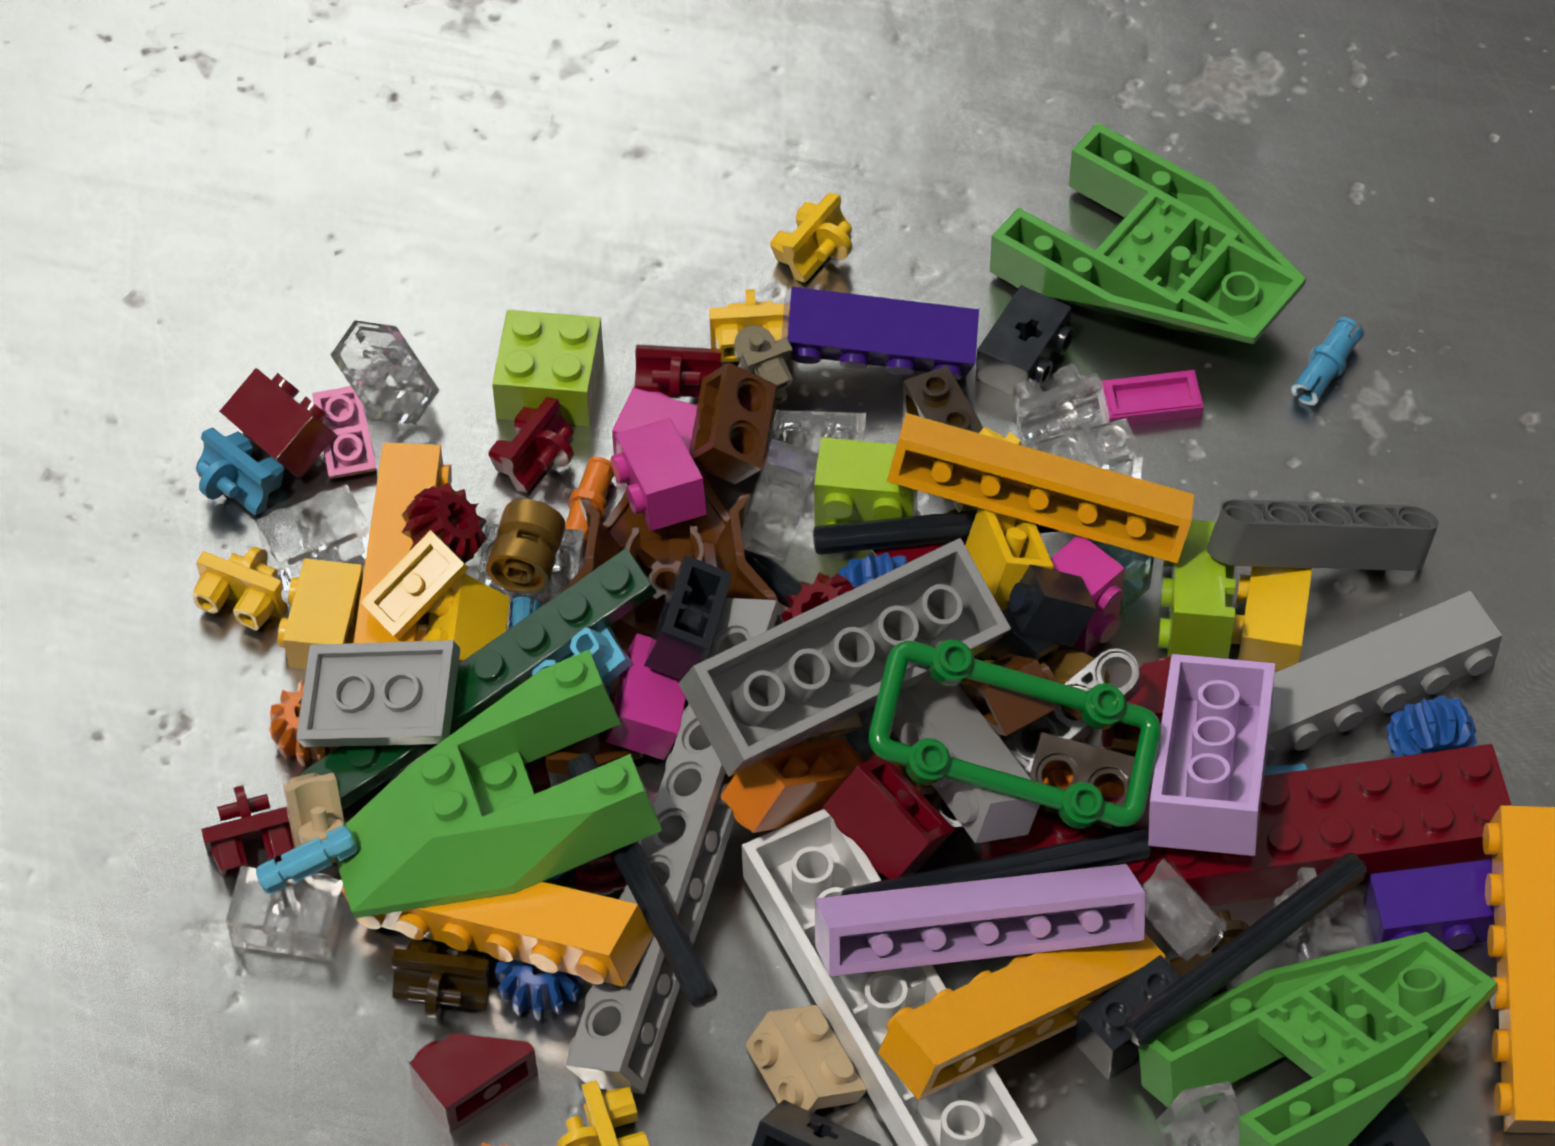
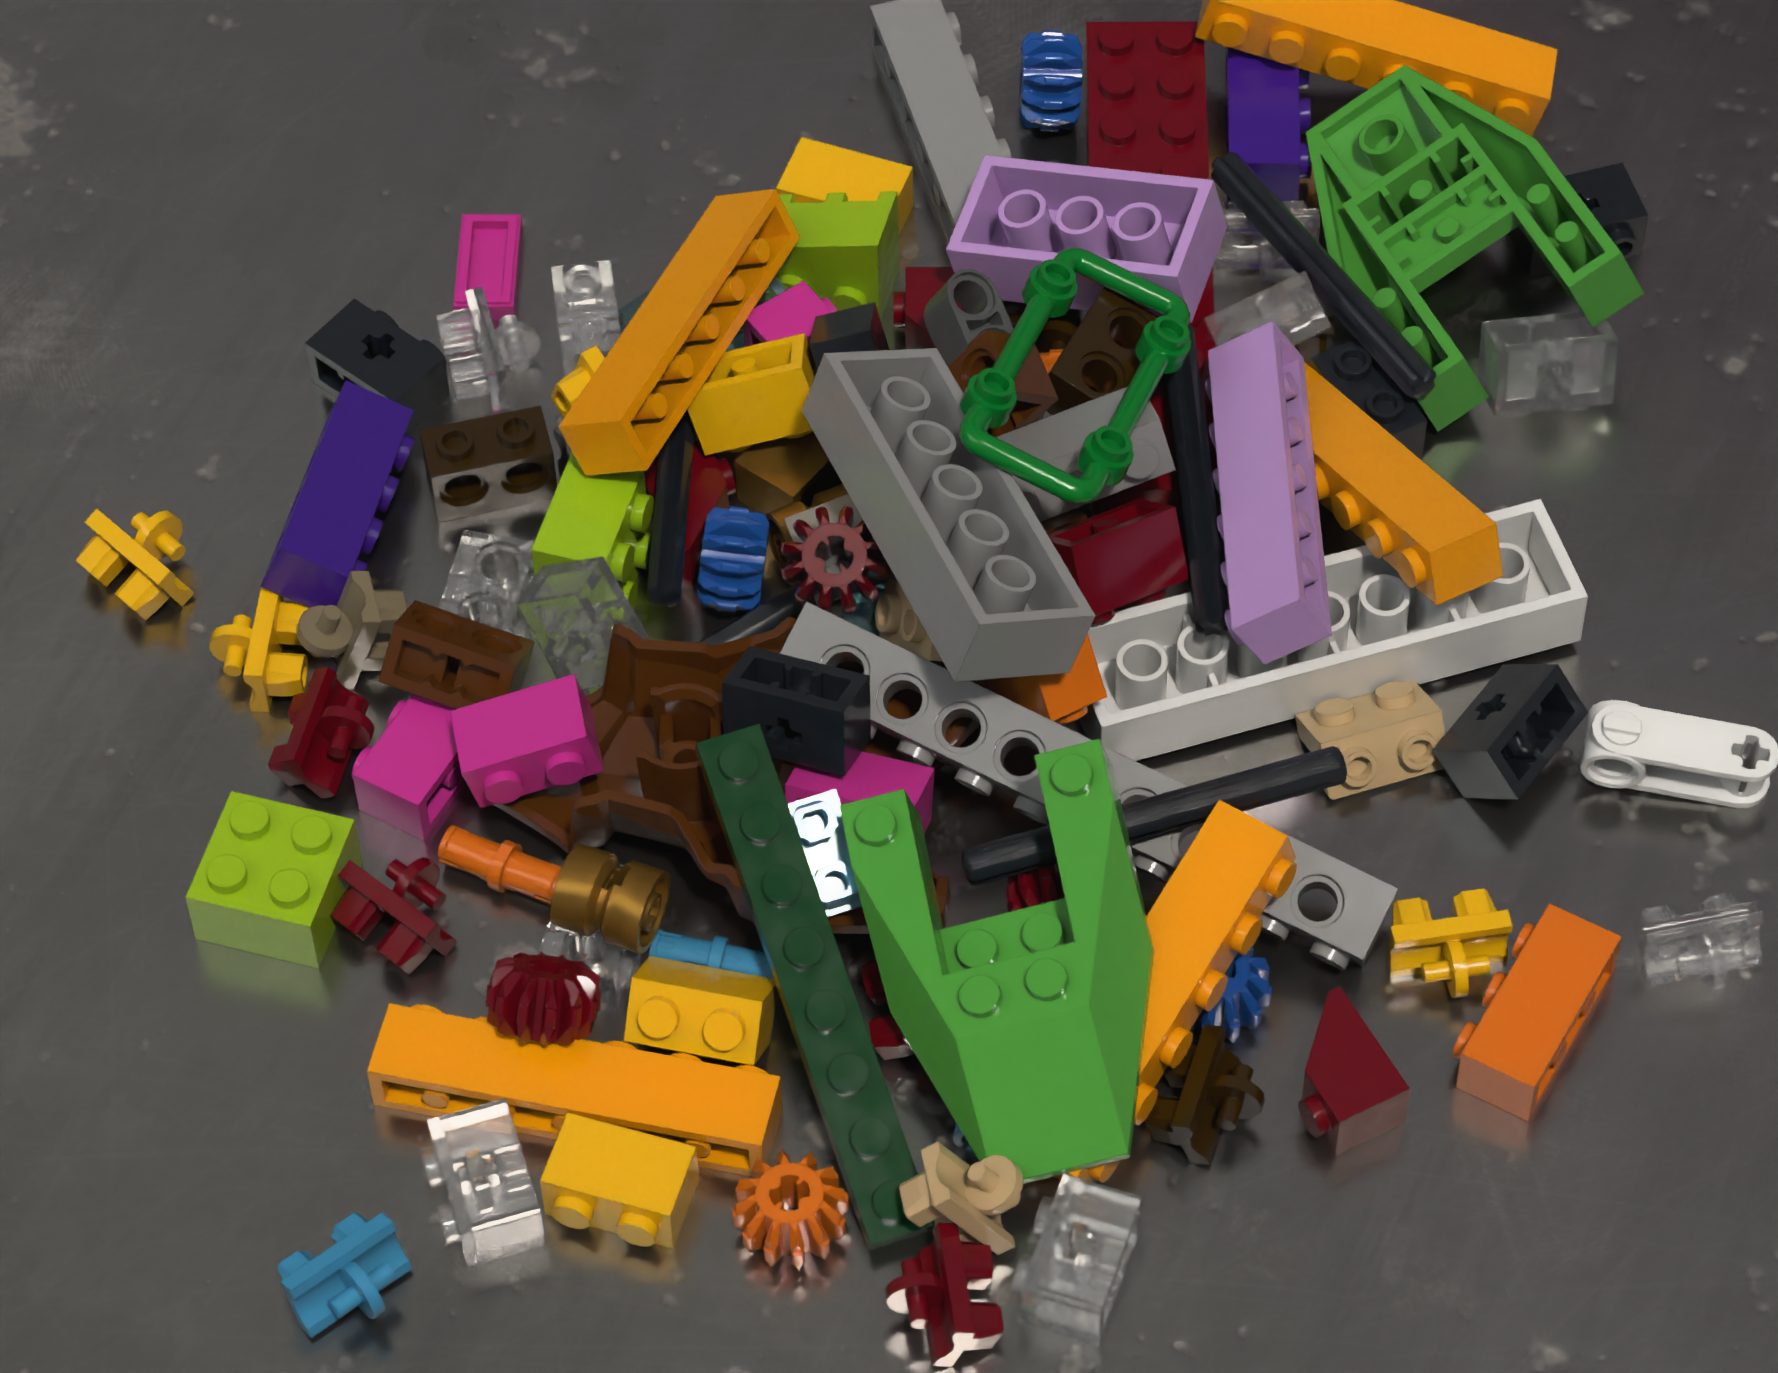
camera: 80 degrees left, 0 degrees up
(243, 581) = (538, 1271): yellow hips -> none
(279, 423) = (289, 1199): dark red brick -> none
(306, 859) = (1044, 1195): medium azure axle -> none
(352, 448) = (311, 1146): bright pink slope -> none
(378, 693) = (815, 1082): light grey plate -> none
(384, 372) = (235, 1067): clear brick -> none
(414, 585) = (644, 1029): plate -> none
(1172, 262) = (311, 177): bright green wedge -> none
(1322, 535) = (773, 110): dark grey beam -> none
(1327, 361) = (486, 87): dark azure pin -> none

